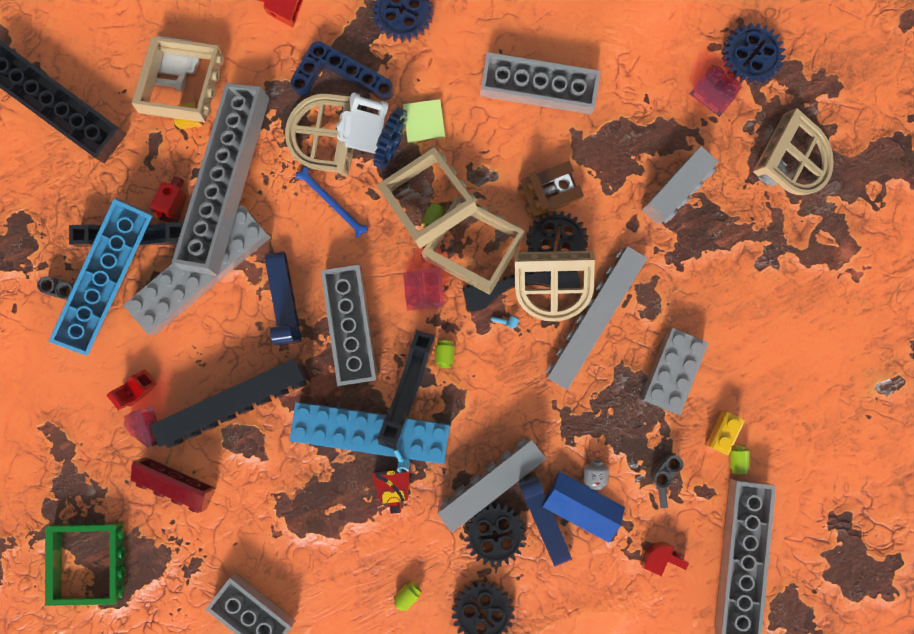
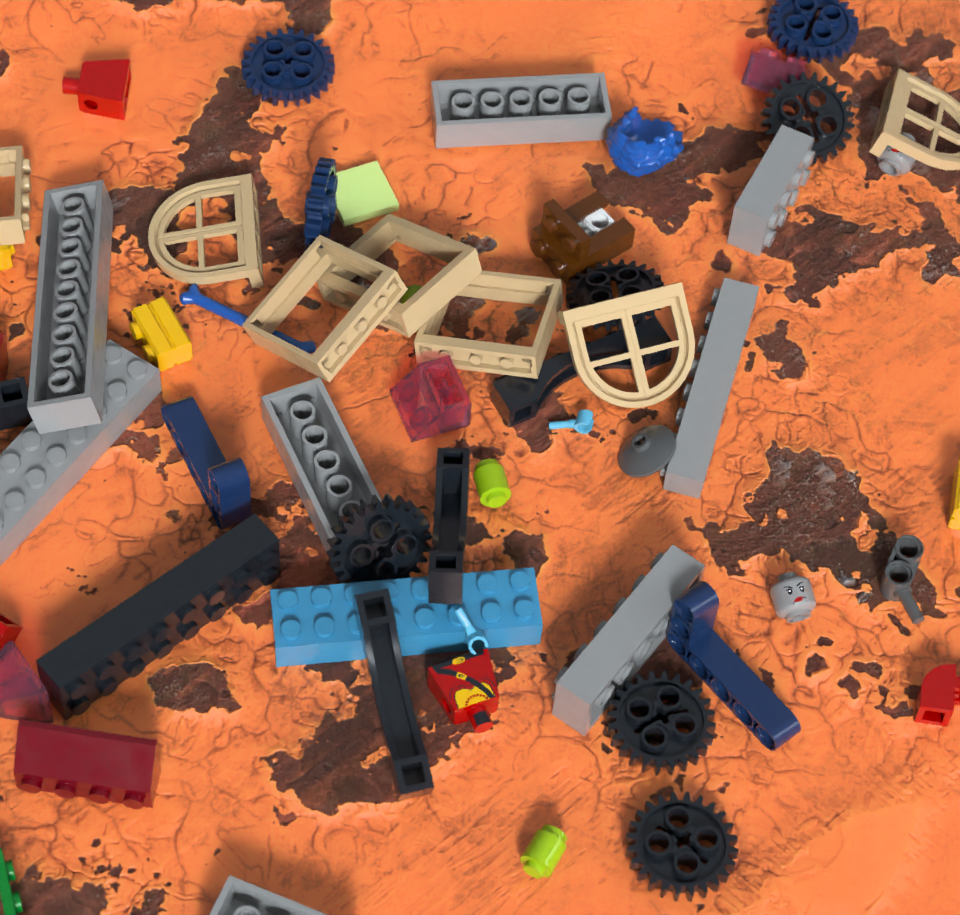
camera: 25 degrees left, 30 degrees down
(277, 201) = (161, 334): none -> yellow brick
(340, 69) = (218, 147): dark blue beam -> none
(346, 491) = (391, 694): none -> black arch
(360, 128) = (267, 211): white piece -> none
(363, 391) = (379, 543): none -> black gear
(386, 240) = (351, 330): none -> tan window
(547, 360) = (647, 451): none -> dark grey dish
(584, 507) = (791, 647): blue slope -> none
(611, 128) = (641, 144): none -> blue hair
(674, 371) = (857, 429): light grey brick -> none
(739, 131) = (831, 112): none -> black gear

